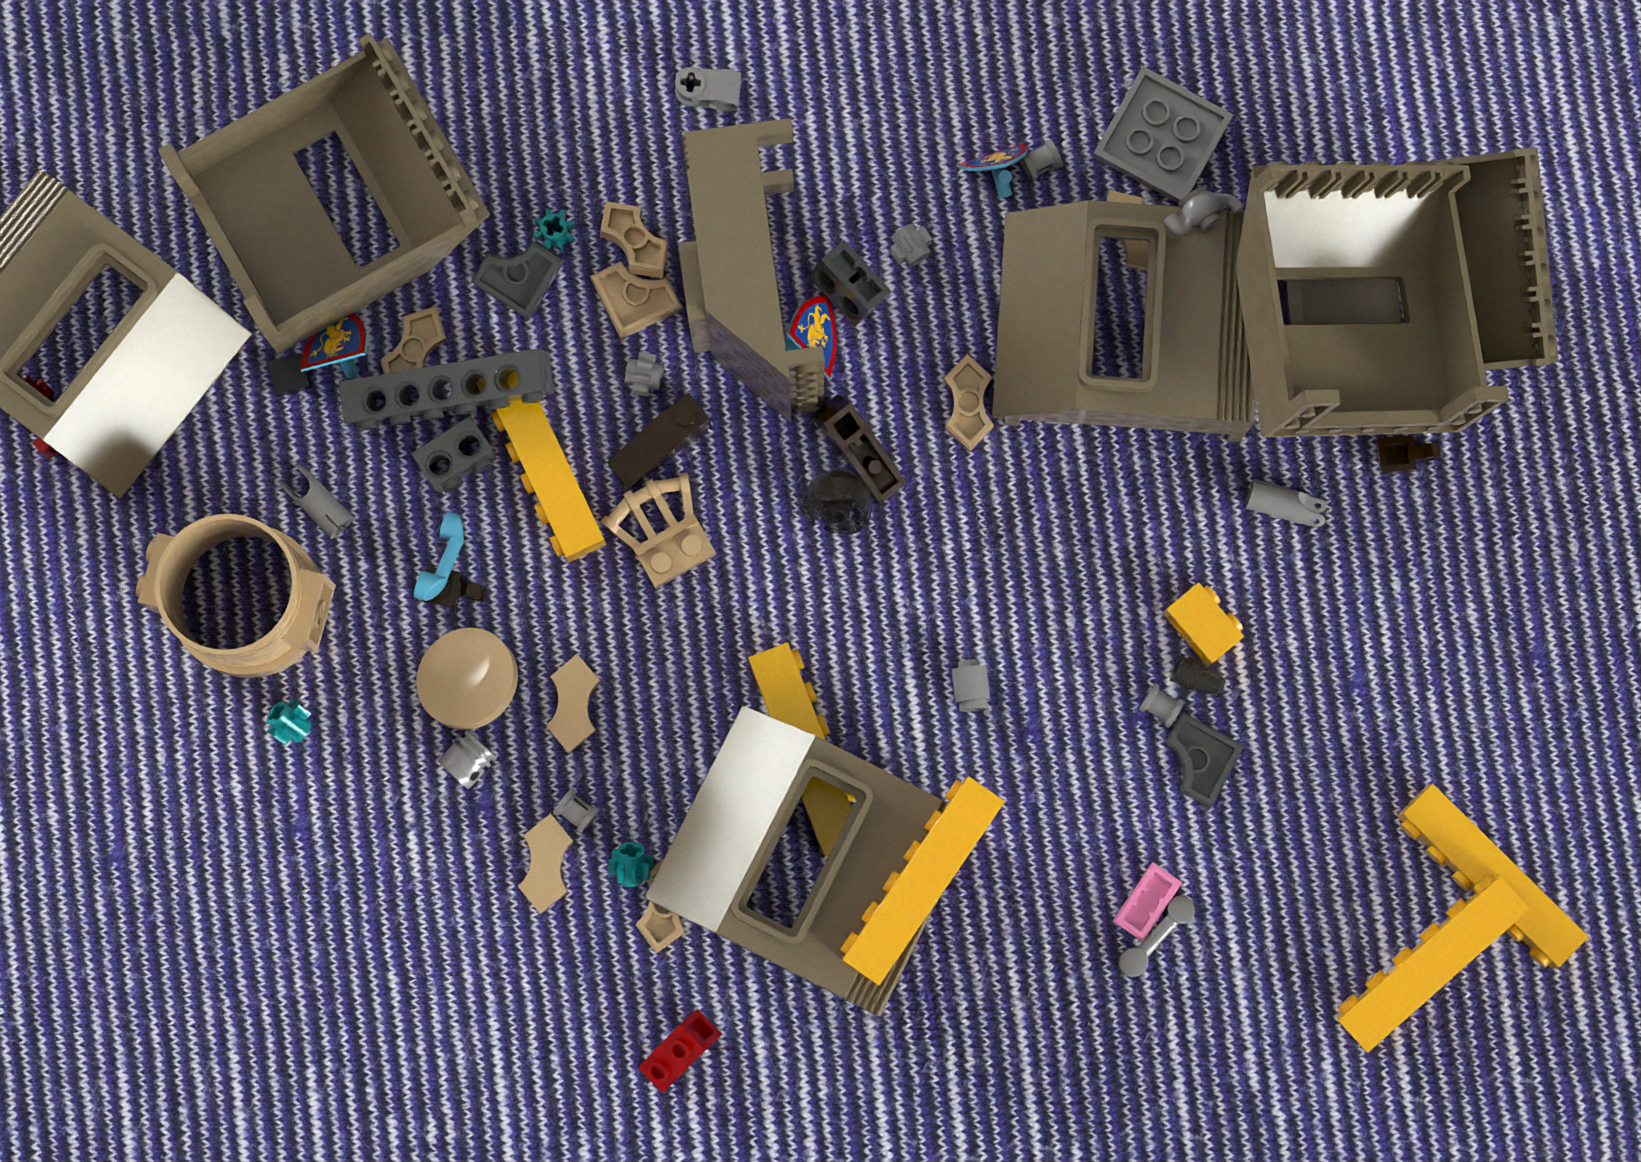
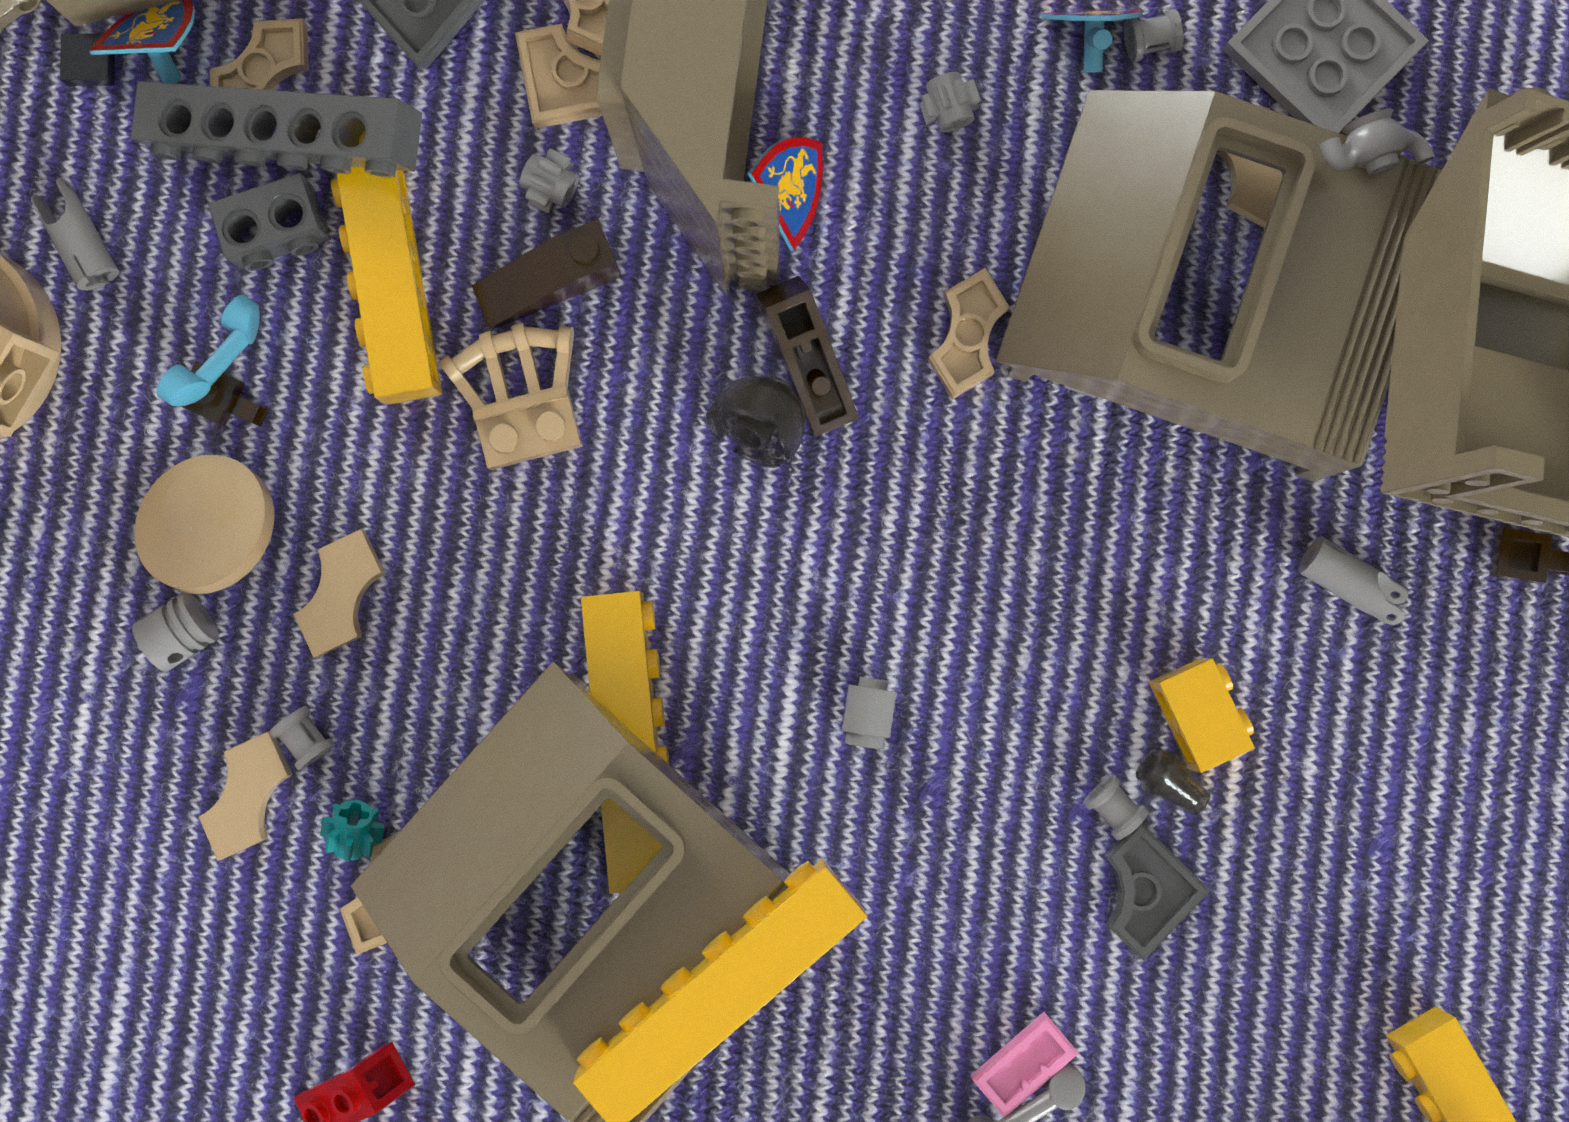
camera: 15 degrees right, 5 degrees up
(849, 283) = (854, 130): dark grey brick -> none

